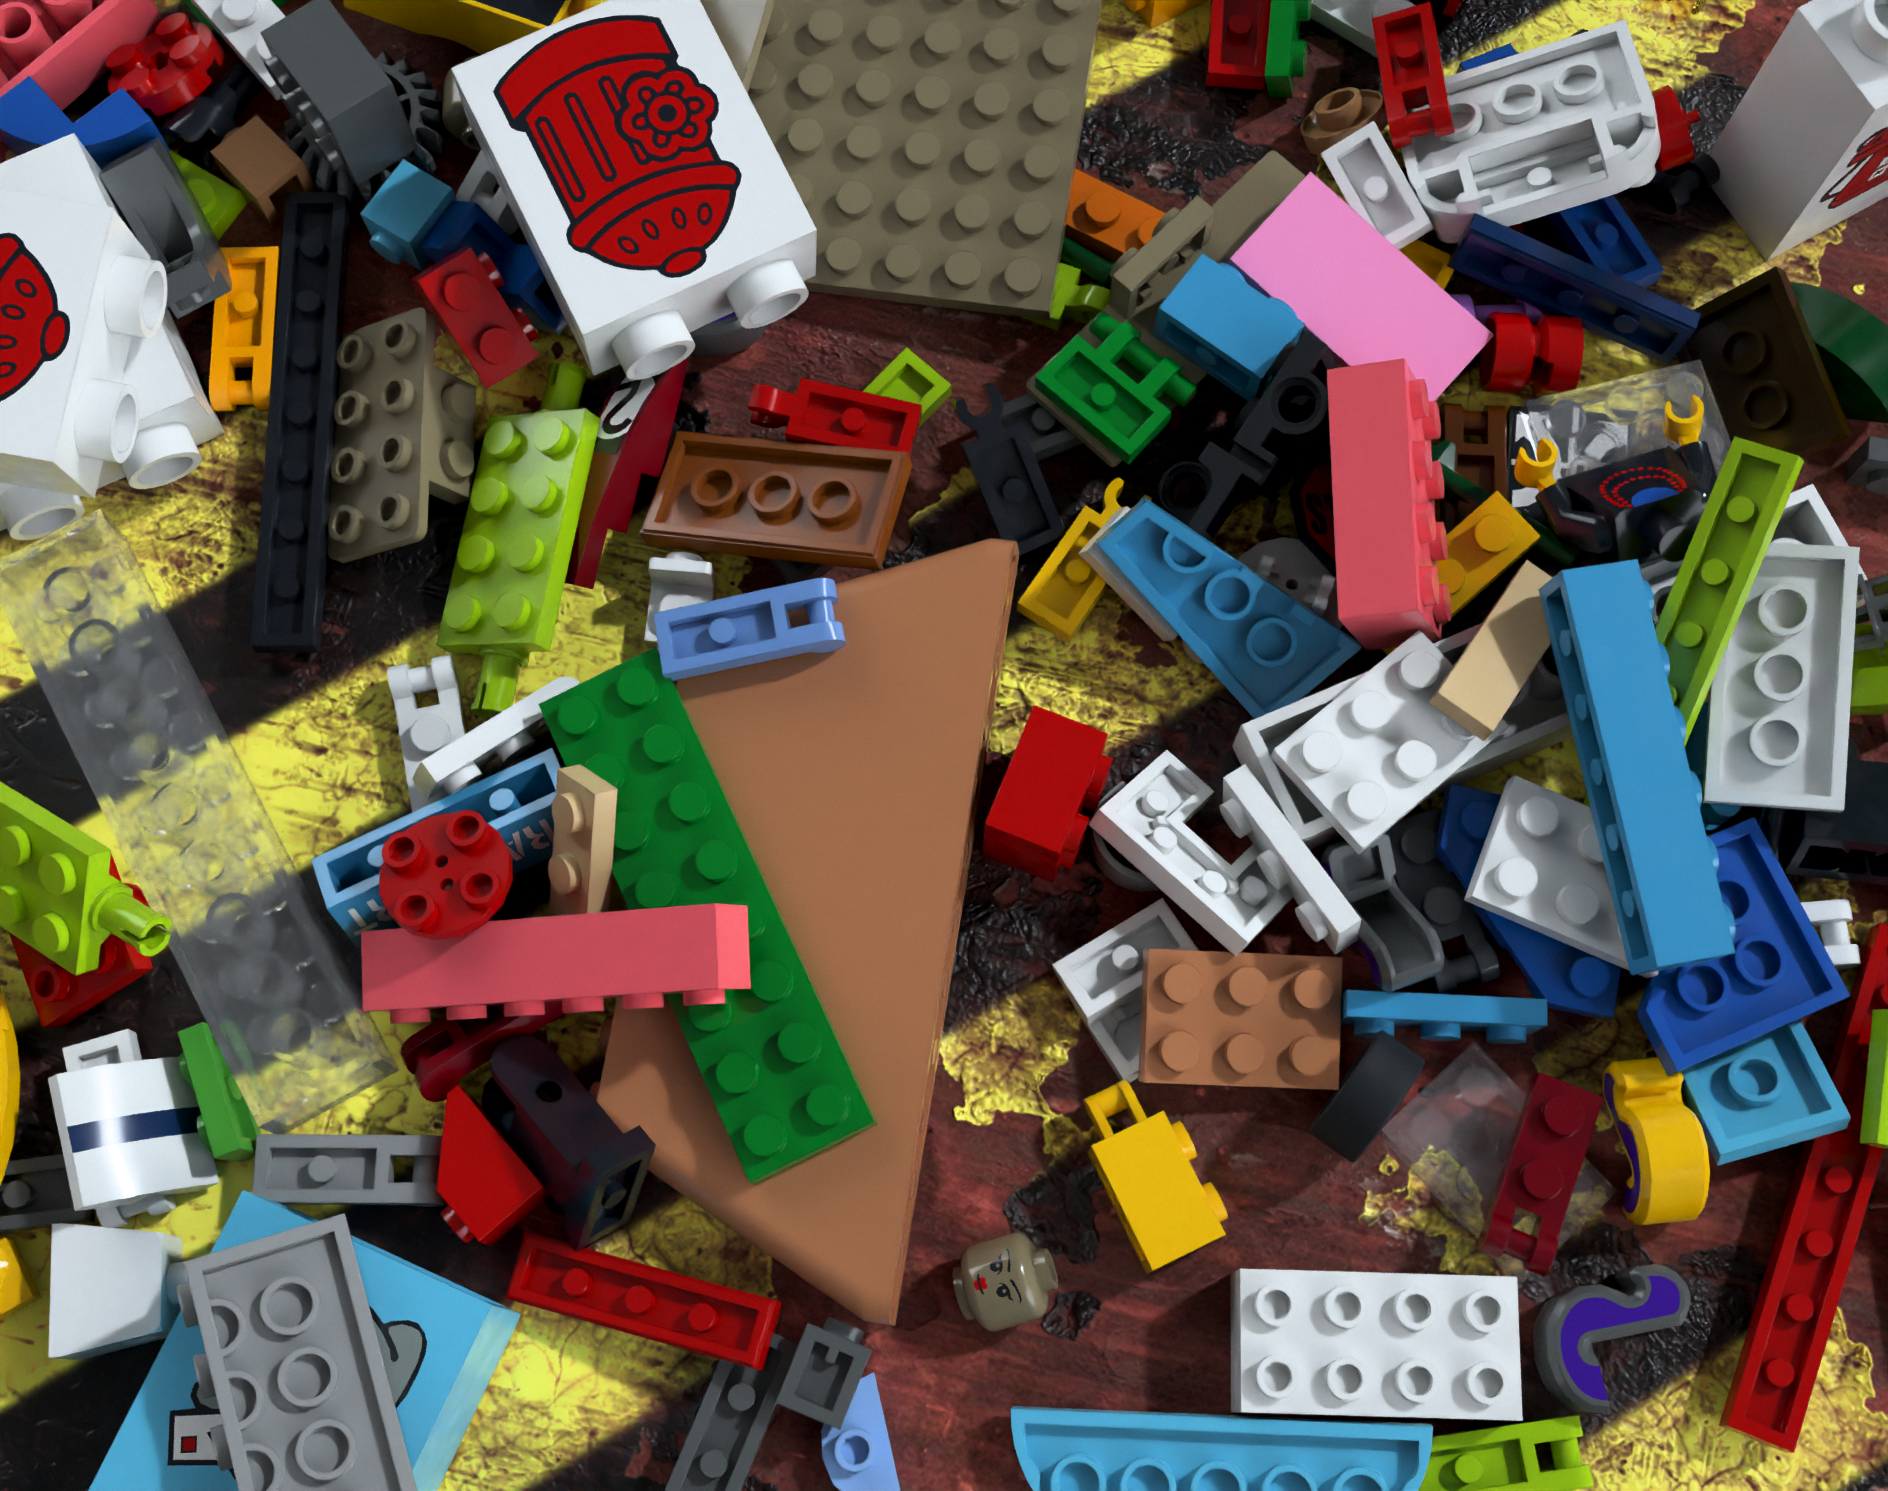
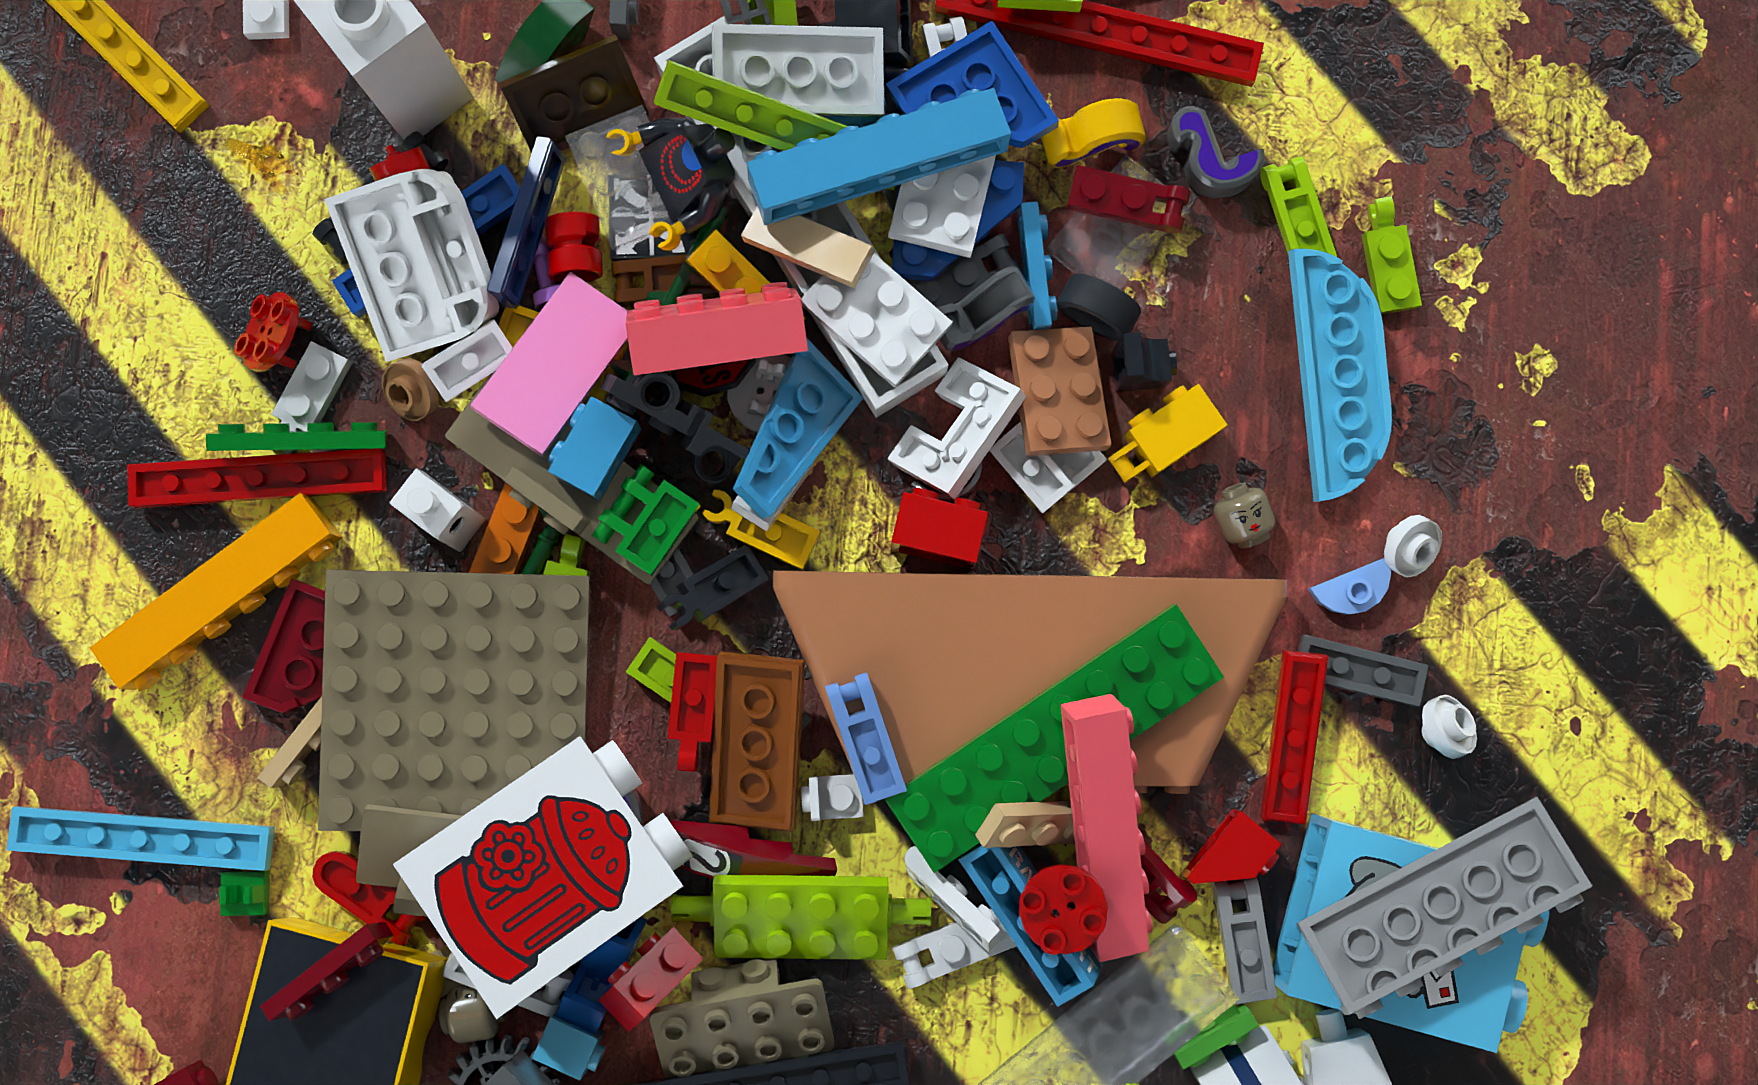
camera: 100 degrees left, 10 degrees up
(566, 1141) = (1204, 805): black piece -> none
(825, 1372) = (1317, 615): dark grey bracket -> none
(1177, 122) = (436, 510): none -> white torso
(1270, 1154) = (1142, 363): none -> black arch
(1288, 861) = (960, 370): white plate -> none
(1375, 1344) = (1245, 289): white brick -> none
(1412, 74) = (373, 344): red plate -> none
(1764, 1095) = (1060, 68): medium azure plate -> none

